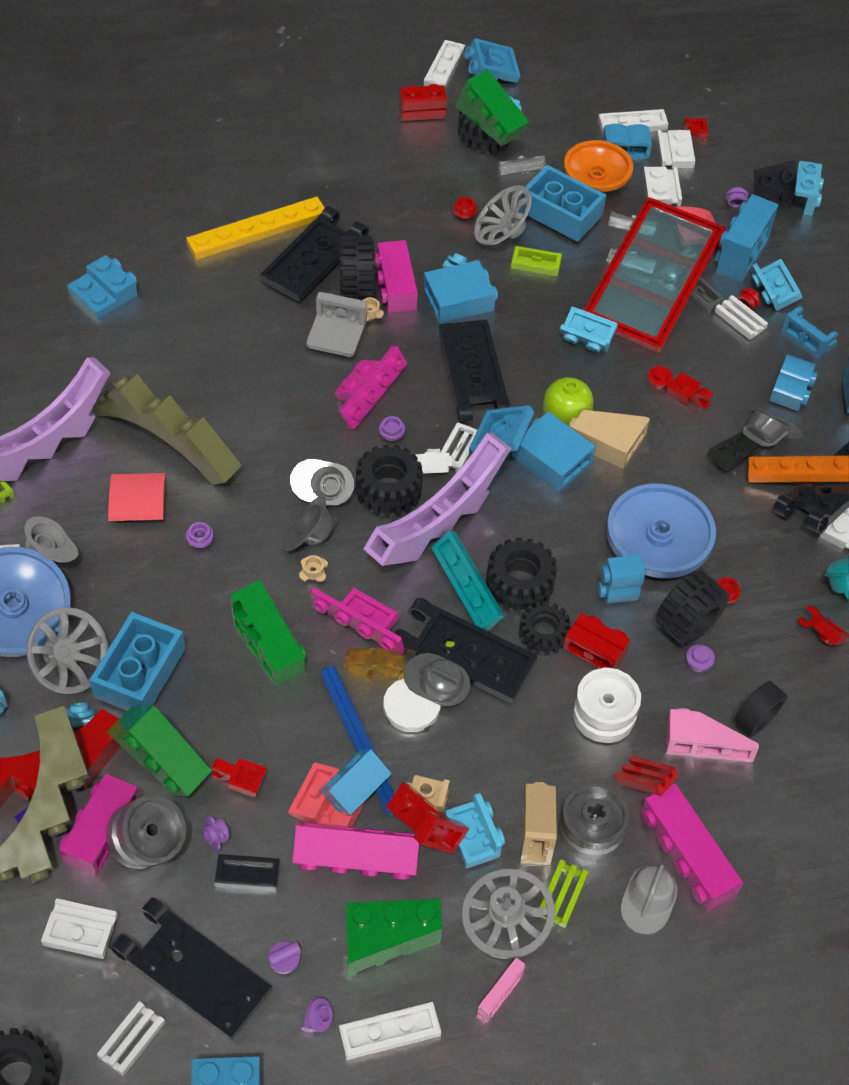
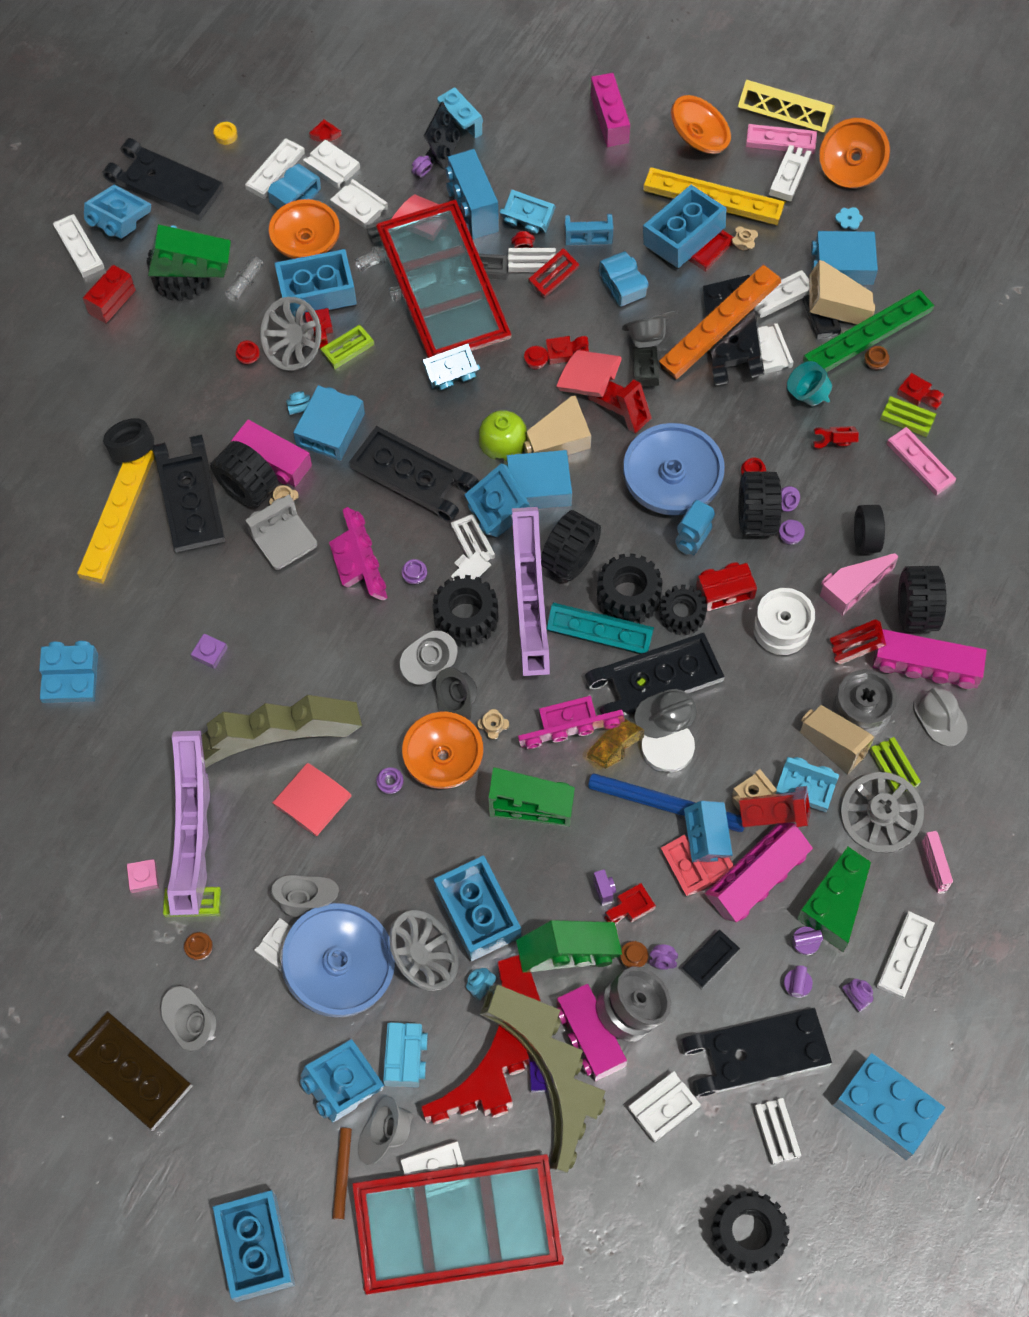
camera: 45 degrees left, 10 degrees up
(198, 809) = (634, 954): none -> dark orange plate
(200, 353) = (209, 651): none -> medium lavender plate
(239, 743) = (604, 886): none -> medium lavender plate
(252, 535) = (439, 735): none -> orange dish
(318, 190) = (133, 449): none -> black tyre
(329, 935) = (807, 940): none -> medium lavender plate
(513, 504) = (570, 545): none -> black tyre
(535, 232) = (325, 322): none -> red plate
(550, 81) = (171, 186): none -> black hinge
(627, 77) = (225, 133): none -> yellow tile
(682, 415) = (588, 373): none -> coral slope
(683, 457) = (626, 401): none -> red bracket
(727, 632) = (790, 498): none -> medium lavender plate
(735, 792) = (922, 598): none -> black tyre
(744, 341) = (539, 286): none -> red tile

